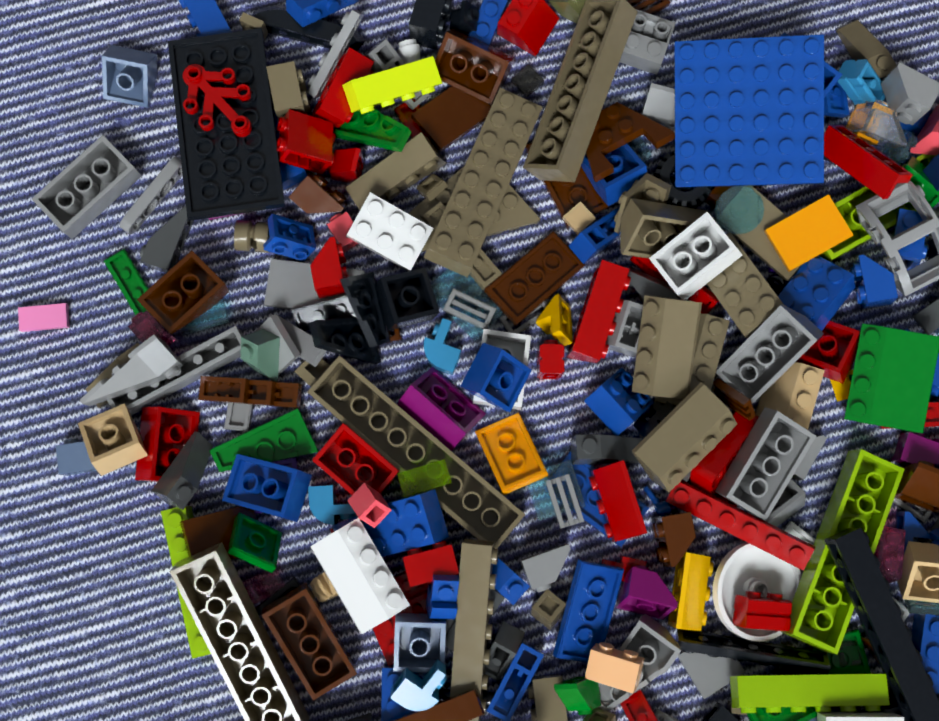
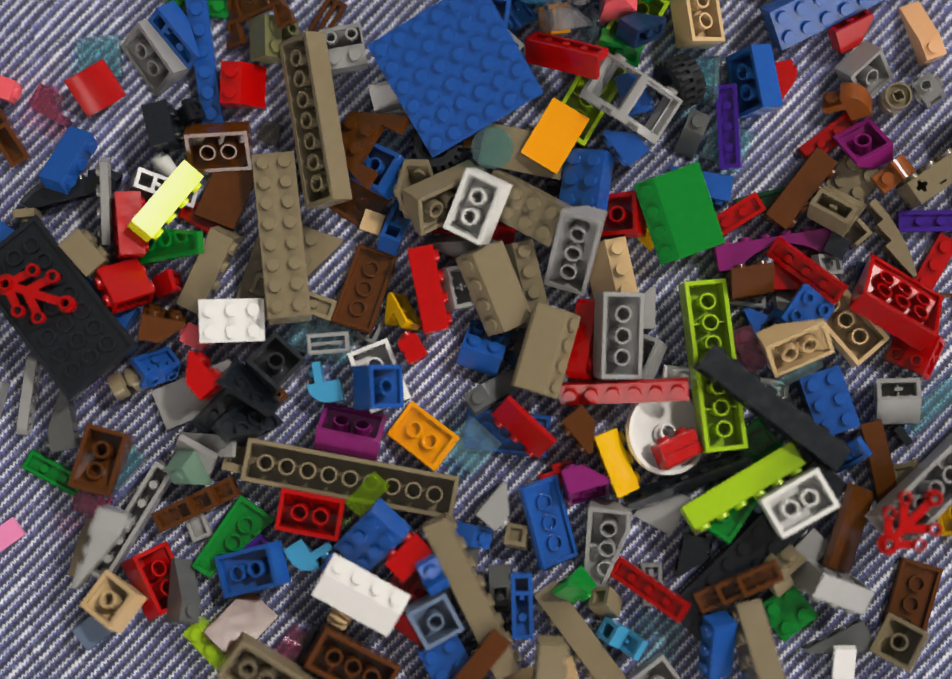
camera: 25 degrees left, 5 degrees up
(255, 542) = (267, 615): green tile -> none
(369, 505) = (337, 539): coral brick -> none
(419, 693) = (452, 656): brick -> none
(431, 187) = (243, 262): dark tan tile -> none
(558, 481) = (477, 444): light grey tile -> none
(614, 667) = (589, 552): light nougat brick -> none
(661, 508) = (561, 410): blue hand -> none
(734, 399) = (569, 297): reddish brown tile -> none

